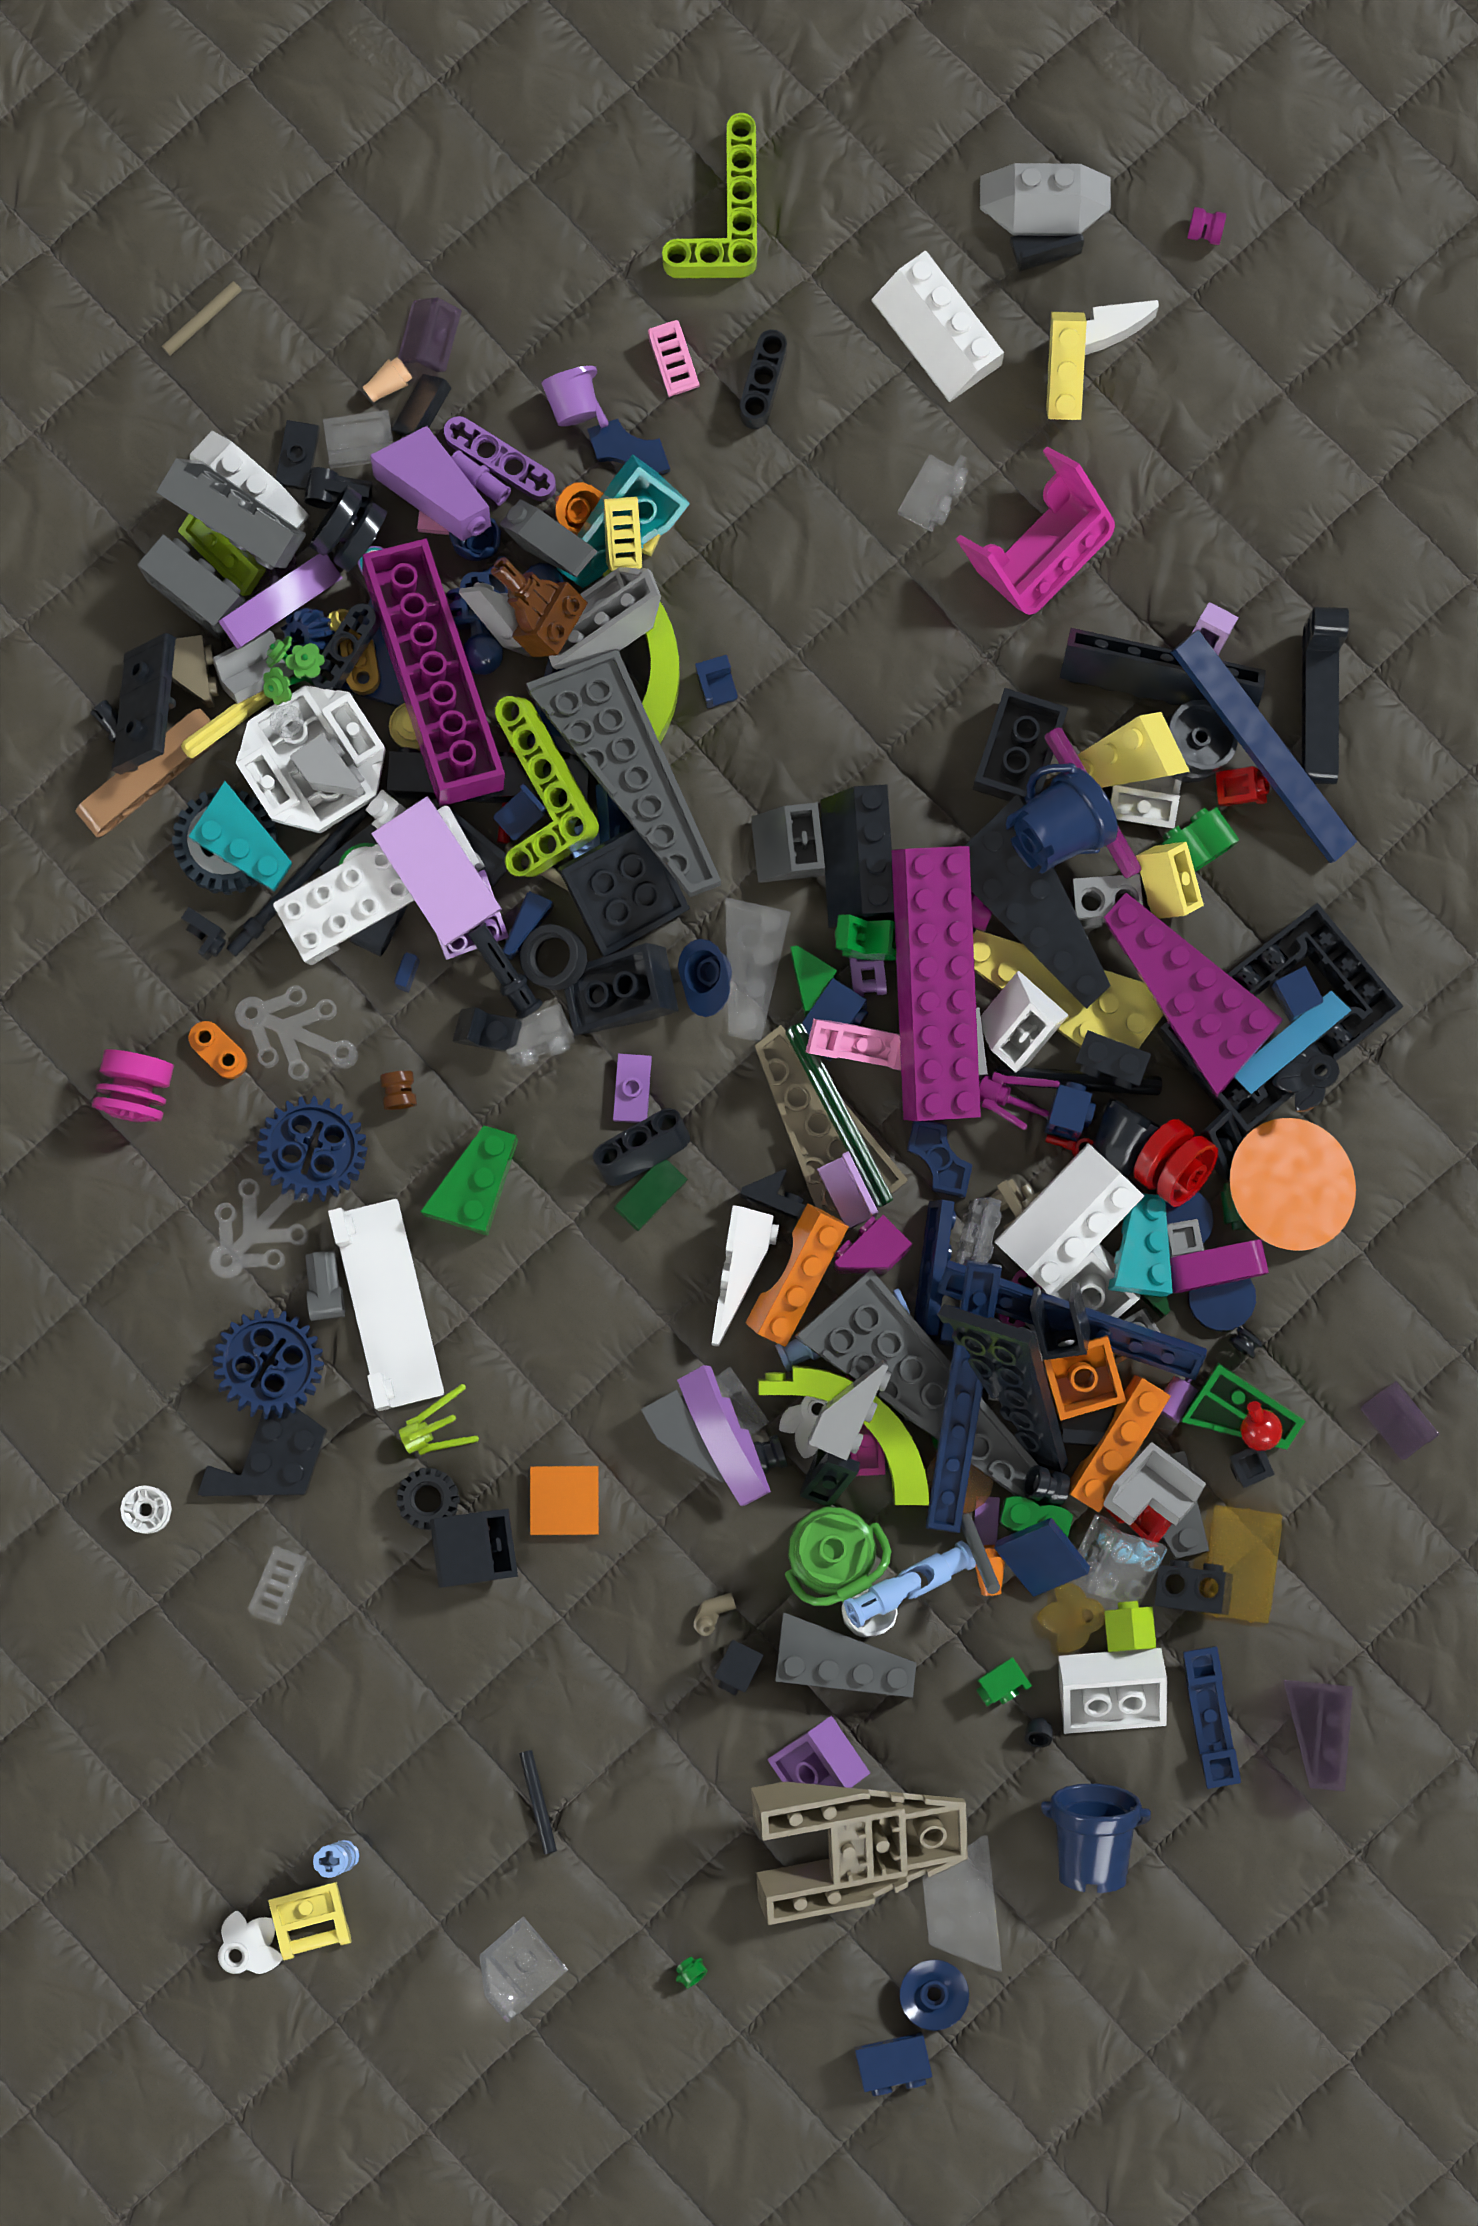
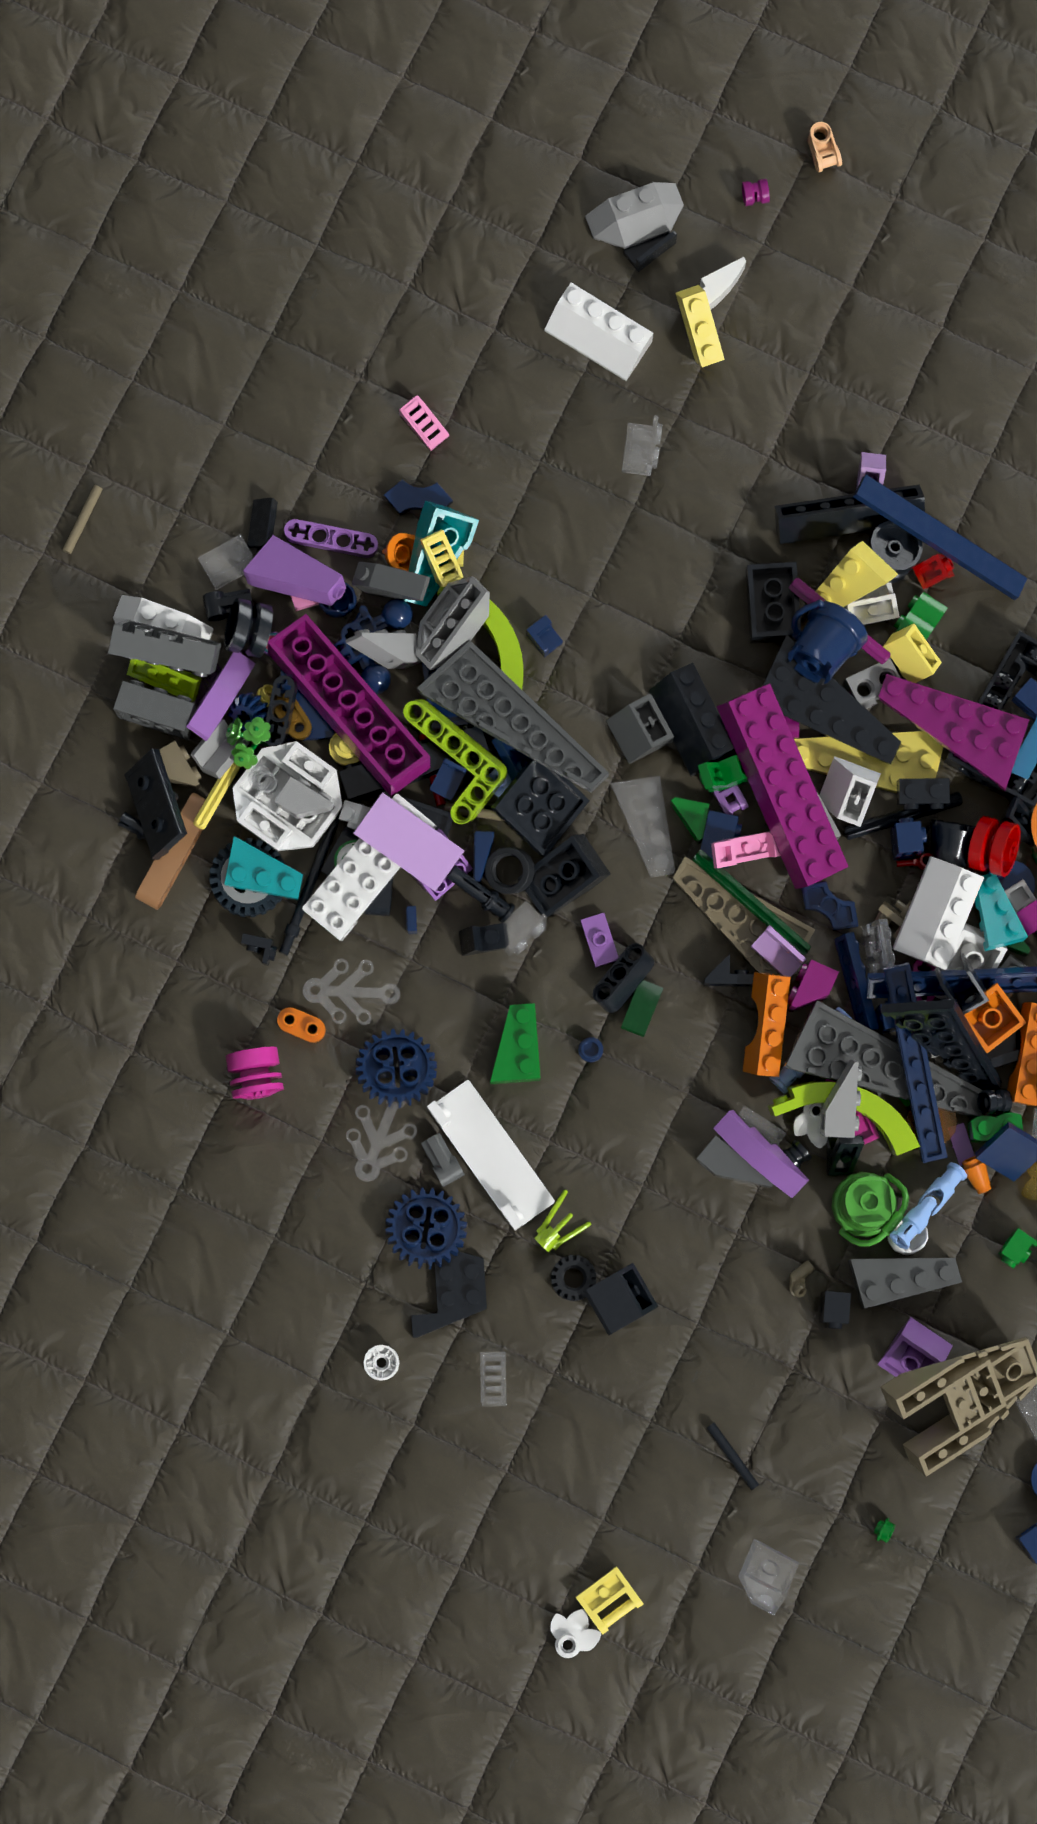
camera: 25 degrees left, 0 degrees up
(297, 454) = (188, 589): black plate -> none
(336, 1858) = (615, 1549): light blue piece -> none
(388, 379) = (231, 513): light nougat cone -> none
(398, 1090) = (439, 1004): reddish brown wheel -> none
(430, 333) = (247, 469): clear purple panel -> none
(481, 478) = (325, 557): medium lavender pin -> none
(542, 609) = (409, 632): reddish brown brick -> none
(564, 1500) = (667, 1242): orange tile -> none
(565, 1221) = (590, 1049): none -> dark blue plate
(573, 396) = (366, 476): medium lavender hat -> none
(705, 977) = (620, 844): dark blue piece -> none
(737, 211) = (426, 303): lime beam -> none
(745, 1251) = (723, 1019): white wedge -> none
(763, 364) = (488, 403): black beam -> none
(979, 1554) = (972, 1170): dark grey bar -> none
(995, 1092) = (852, 846): magenta plant -> none
(1053, 546) = (739, 452): dark pink windscreen -> none
(1314, 206) = (824, 152): none -> light nougat piece
(1321, 642) = (949, 453): black beam -> none

